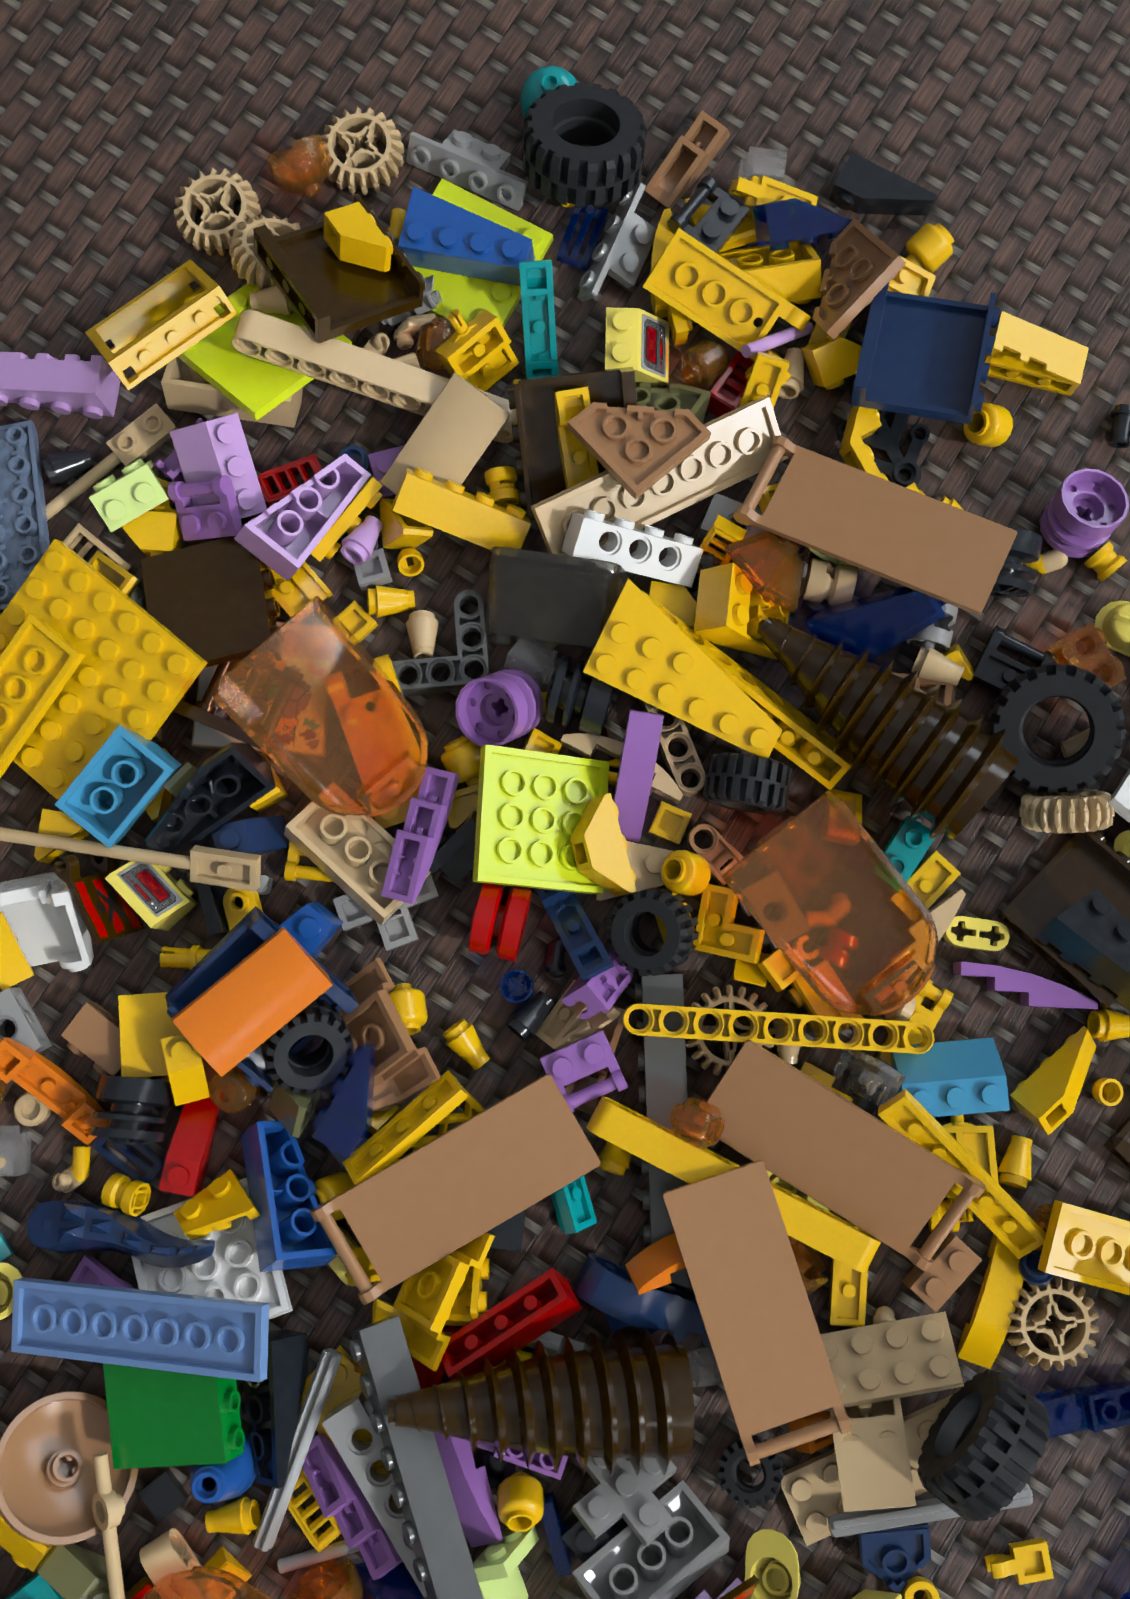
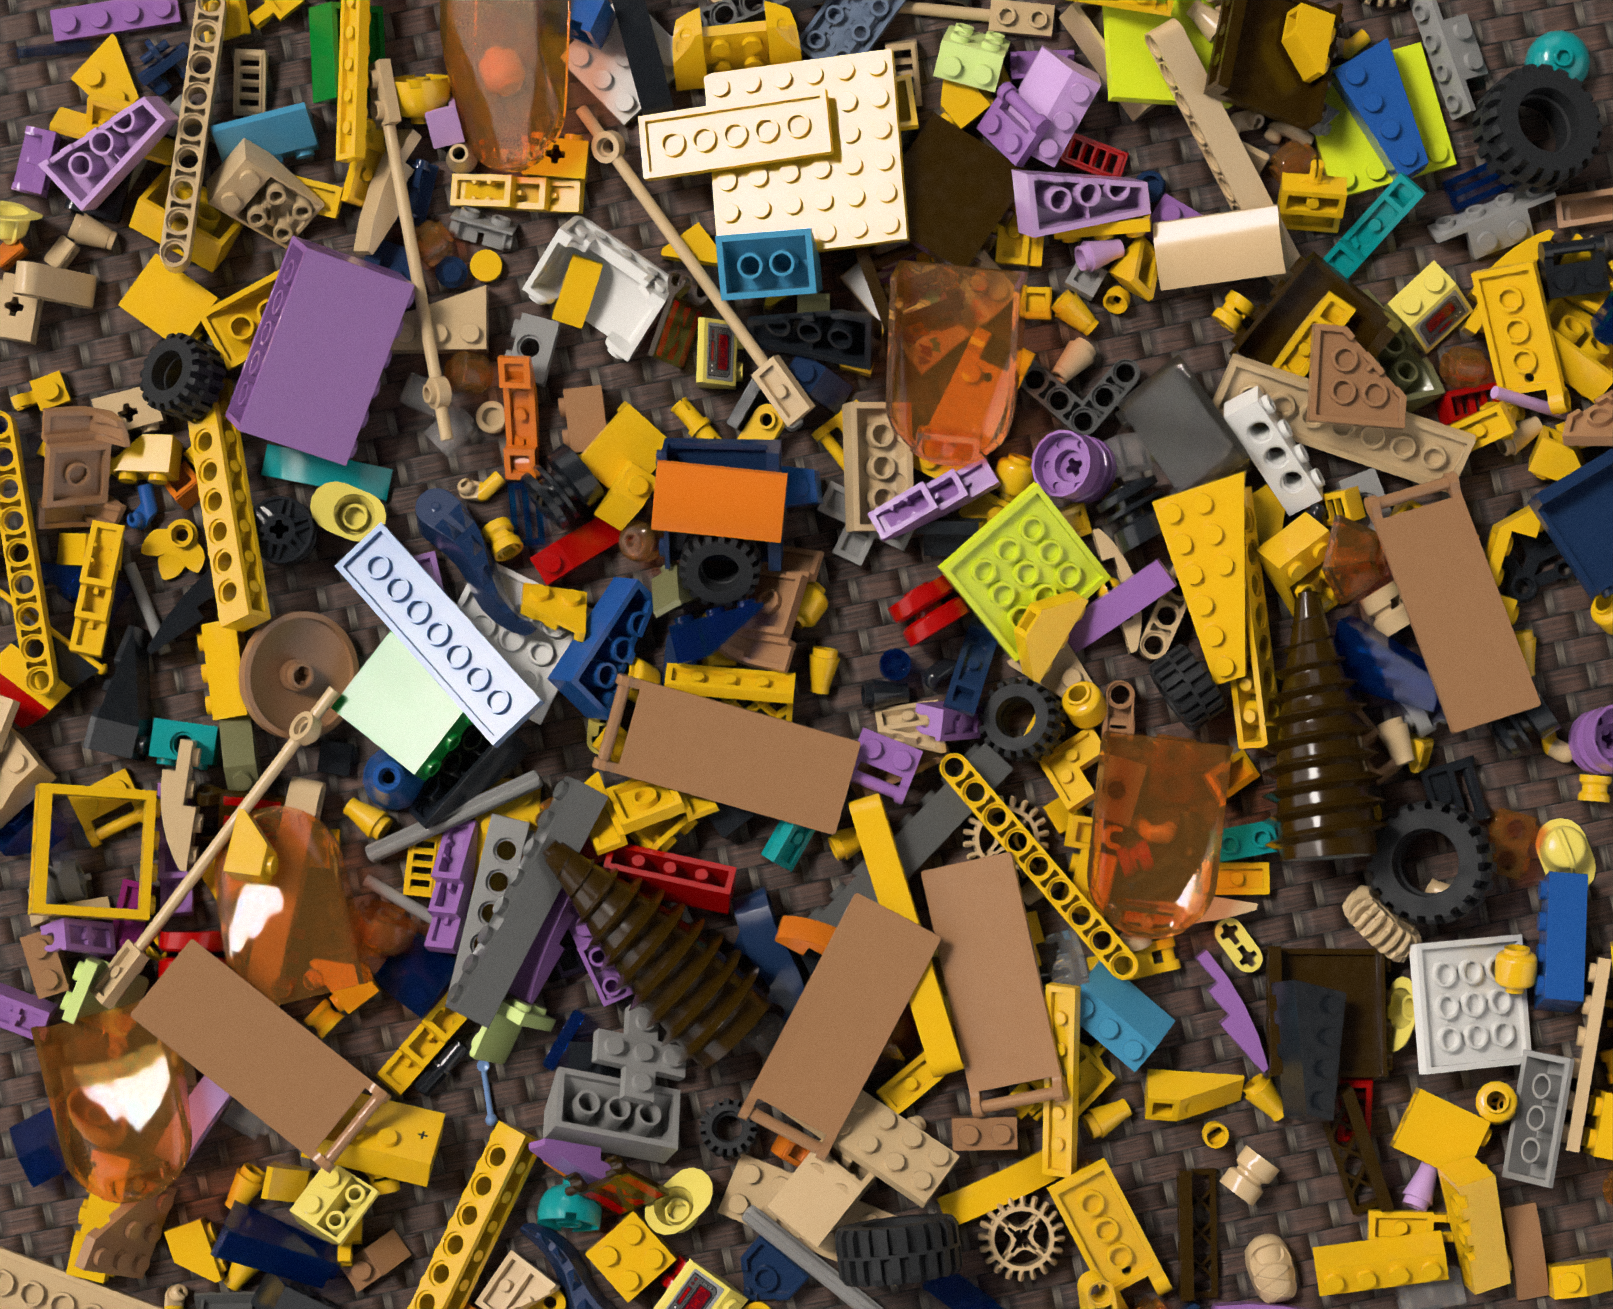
camera: 45 degrees right, 5 degrees up
(459, 512) = (1185, 305): yellow brick -> none
(520, 1502) = (565, 993): yellow head -> none
(670, 823) = (1109, 661): yellow tile -> none
(697, 1123) = (923, 872): clear orange head -> none
(1028, 1269) = (1040, 1192): dark blue plate -> none

